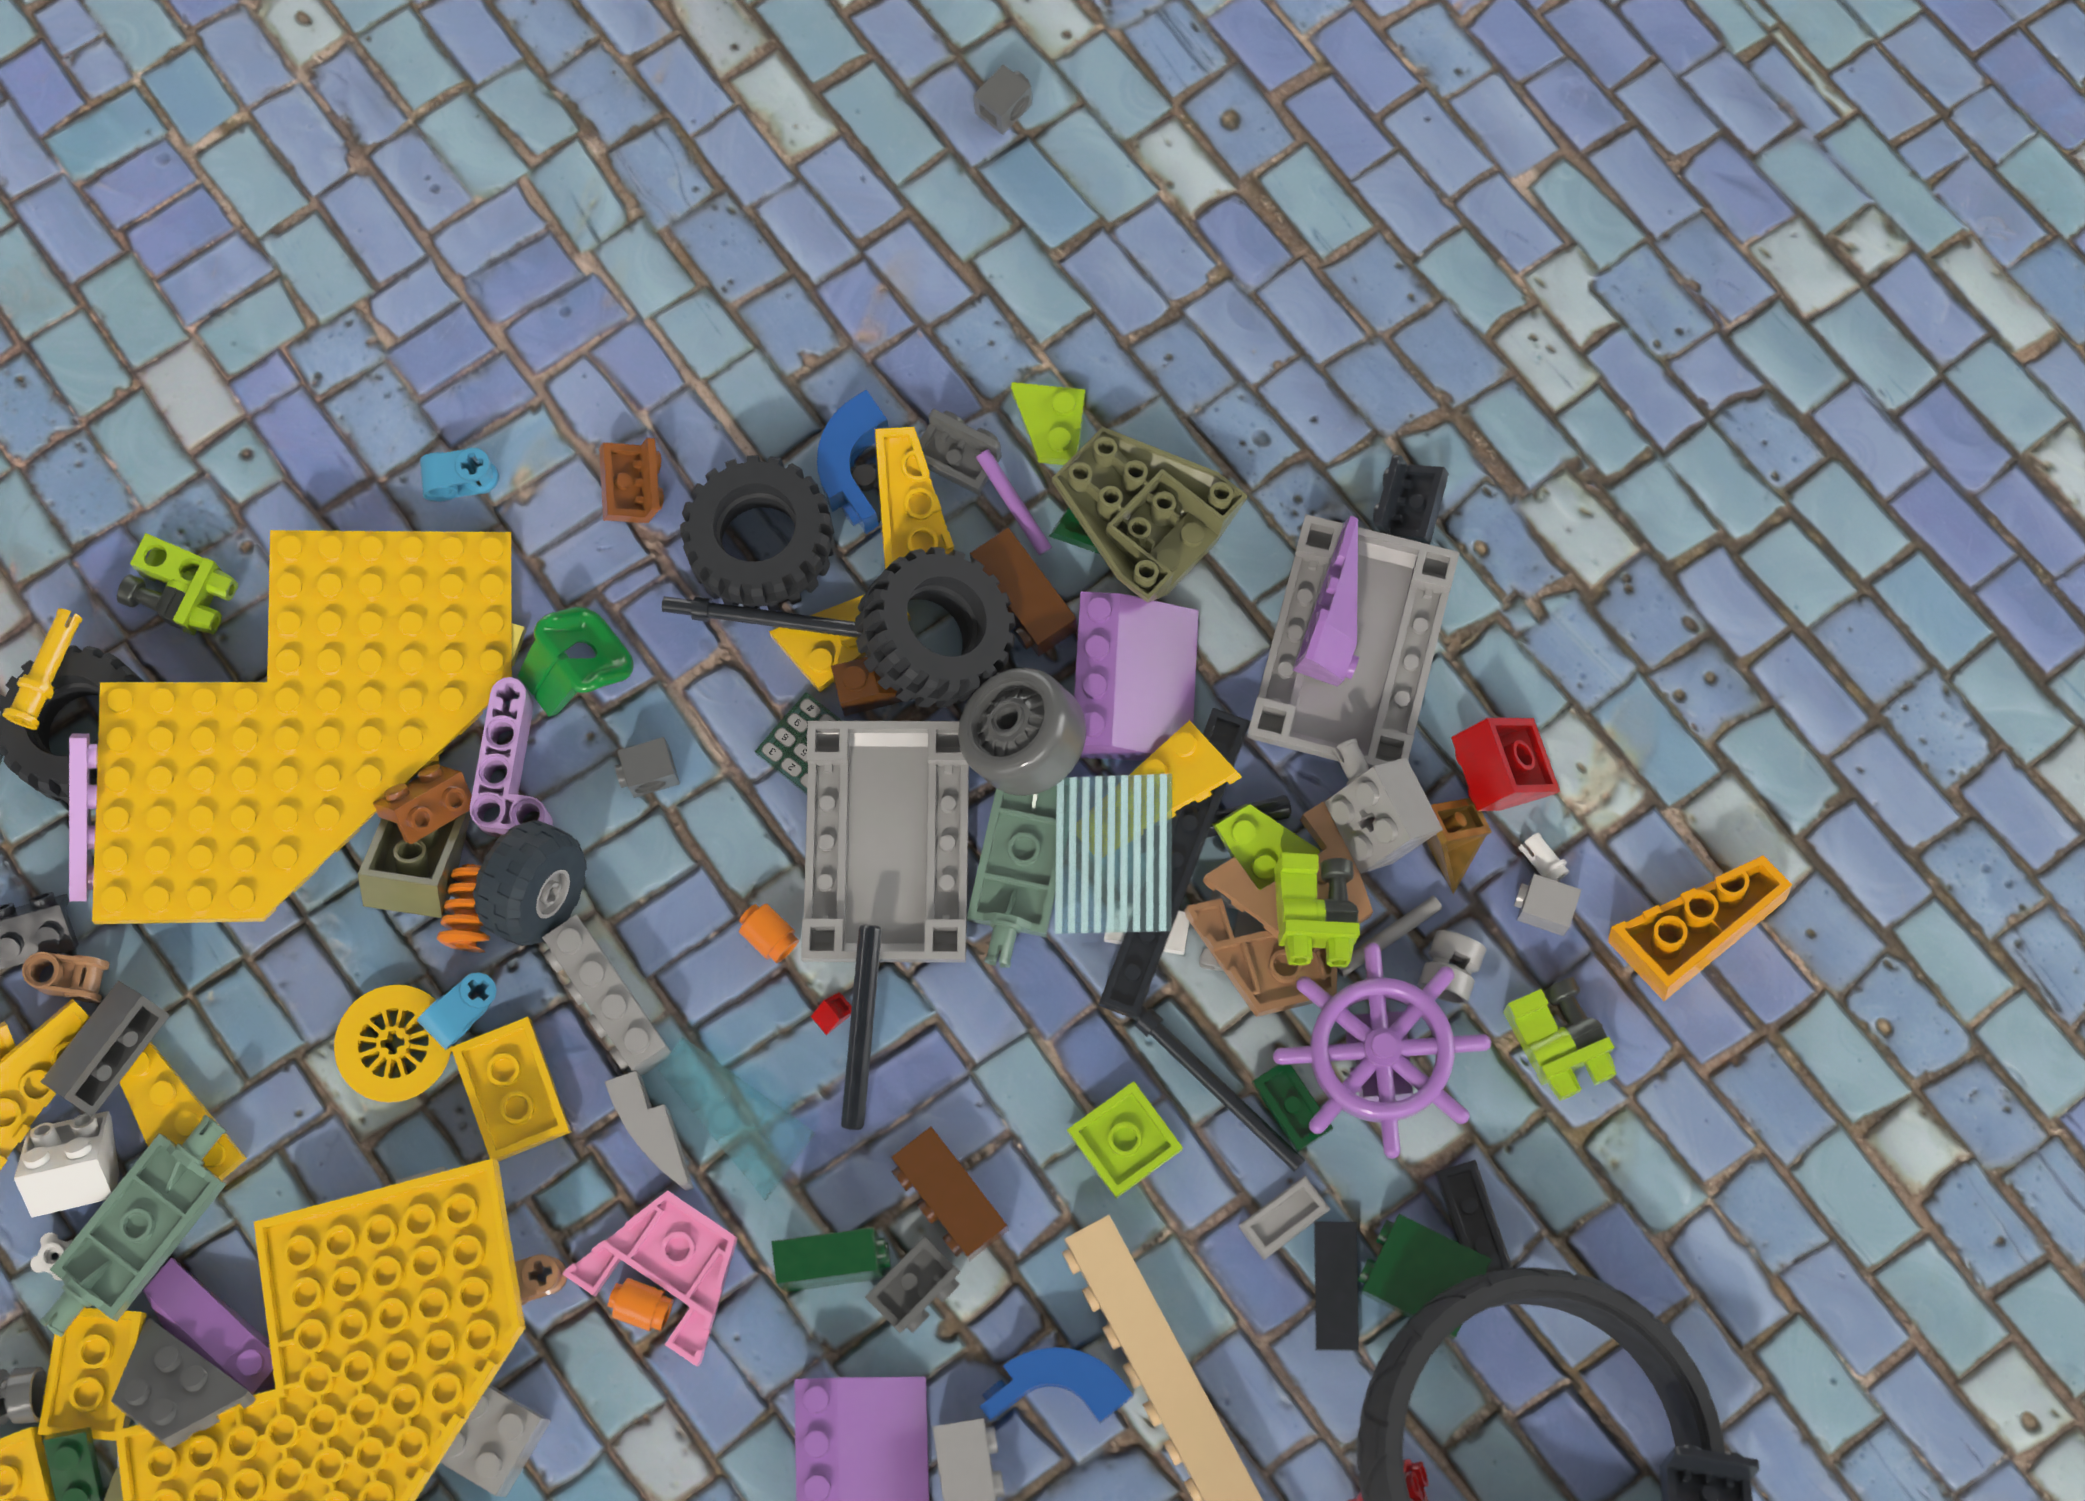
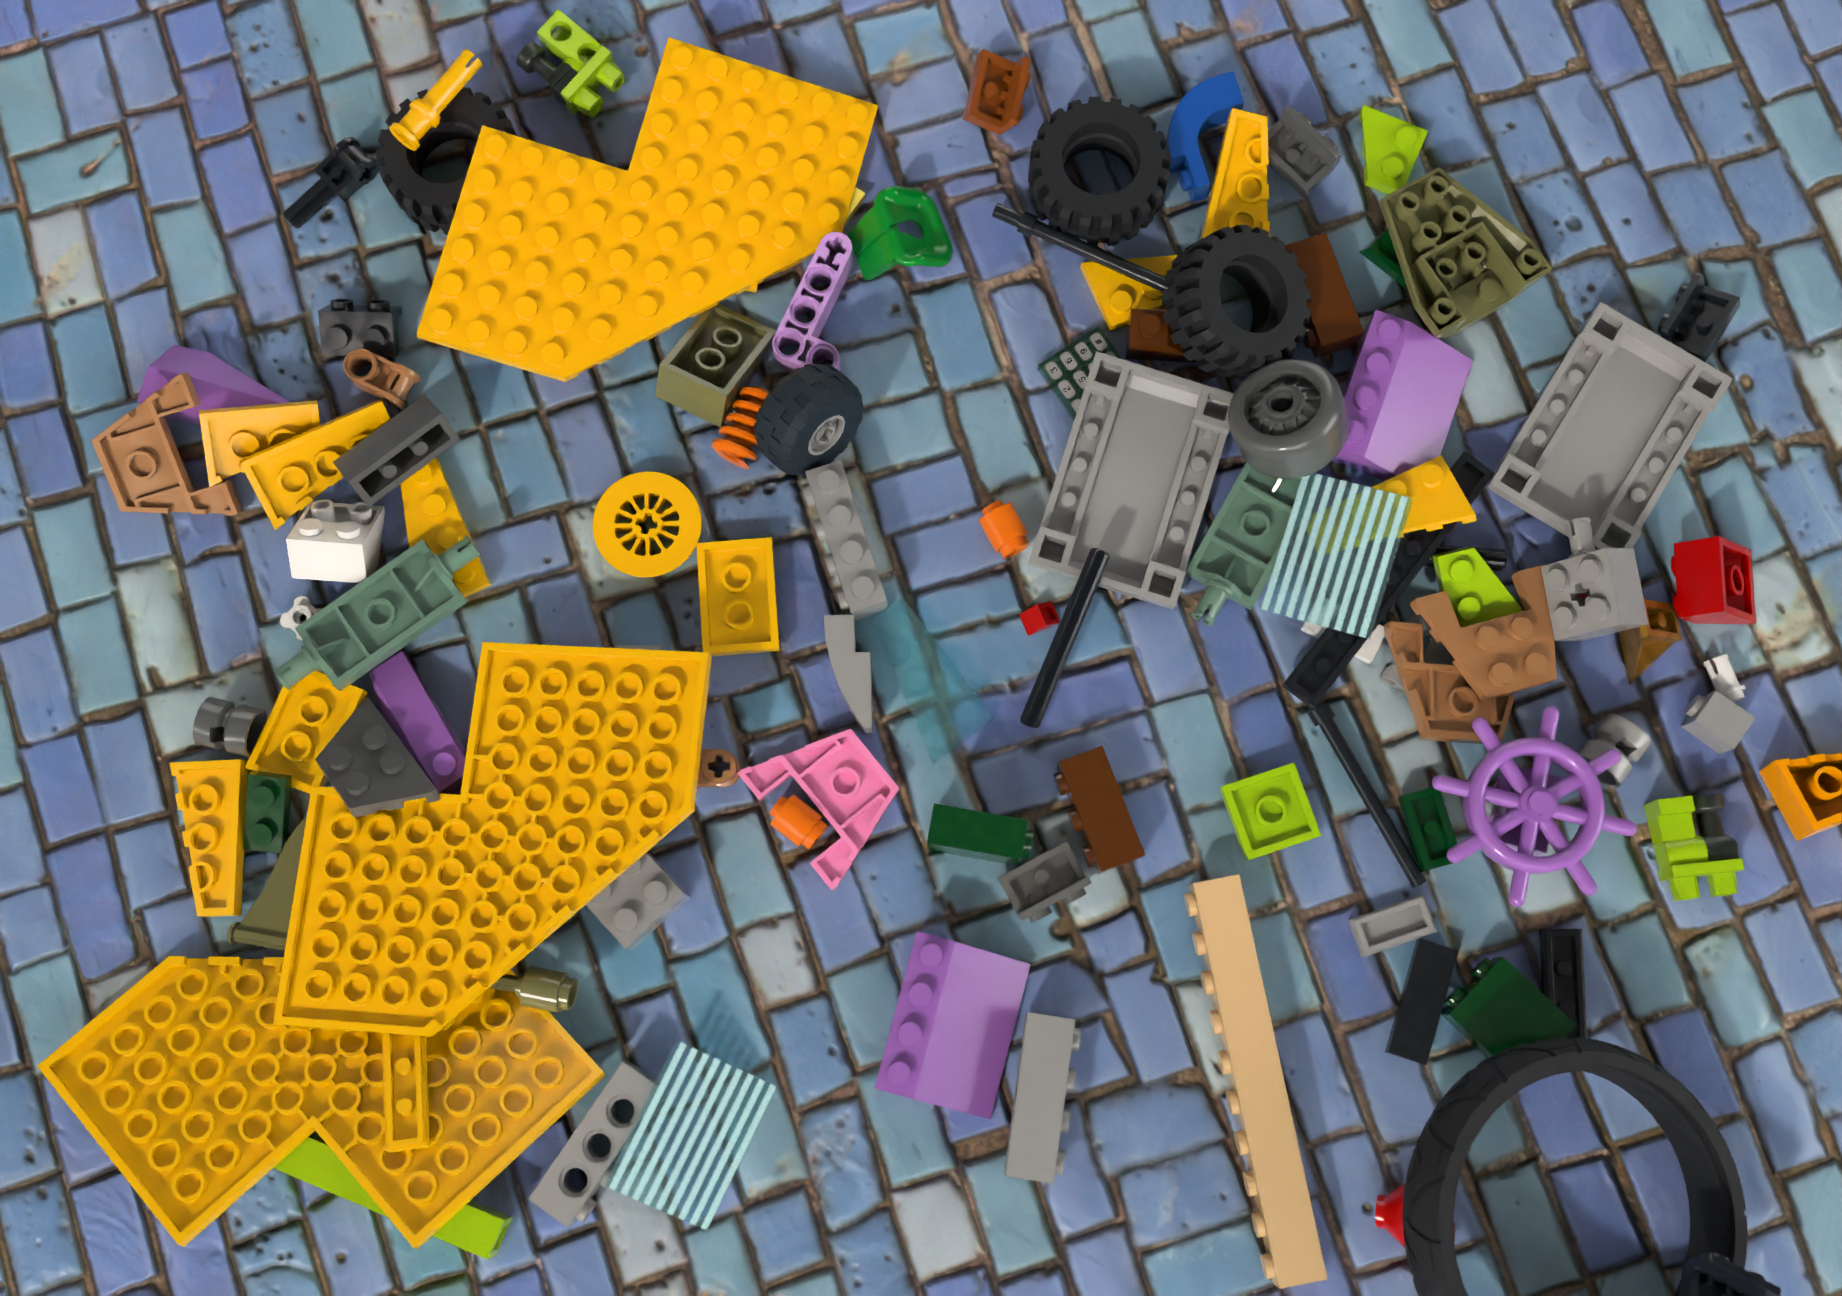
camera: 15 degrees right, 5 degrees up
(82, 799) = (437, 224): lavender wing -> none
(425, 802) = (736, 320): dark orange bracket -> none
(455, 1012) = (709, 512): dark azure piece -> none
(456, 474) = (842, 38): dark azure piece -> none
(647, 768) = (938, 350): dark grey brick -> none
(865, 476) = (1208, 150): dark grey piece -> none
(1013, 502) = (1335, 212): medium lavender bar -> none
(1062, 1368) = (1169, 1005): blue arch -> none
(1310, 921) = (1500, 669): lime hips -> none
(1332, 630) = (1599, 409): medium lavender wedge -> none
(1394, 932) = (1563, 703): light grey bar -> none

